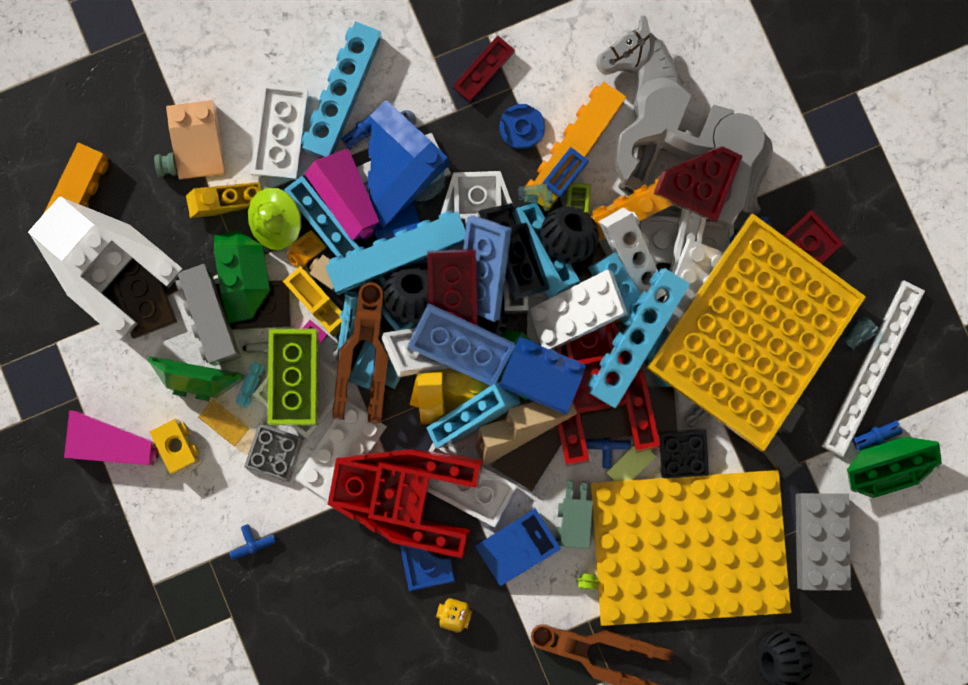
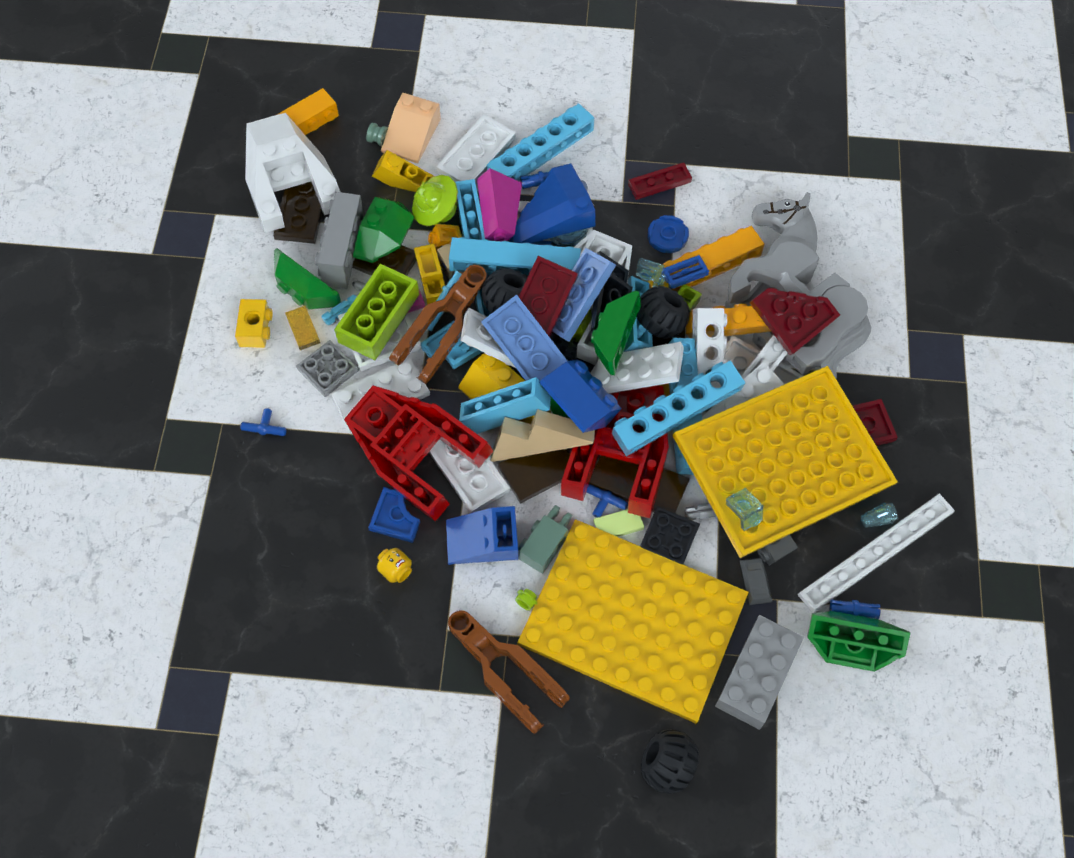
camera: 25 degrees right, 20 degrees down
(101, 441) = (202, 295): dark pink slope -> none
(430, 397) = (477, 375): yellow slope -> none
(541, 293) = (614, 329): none -> green wedge
(747, 407) = (746, 508): none -> clear light blue bracket

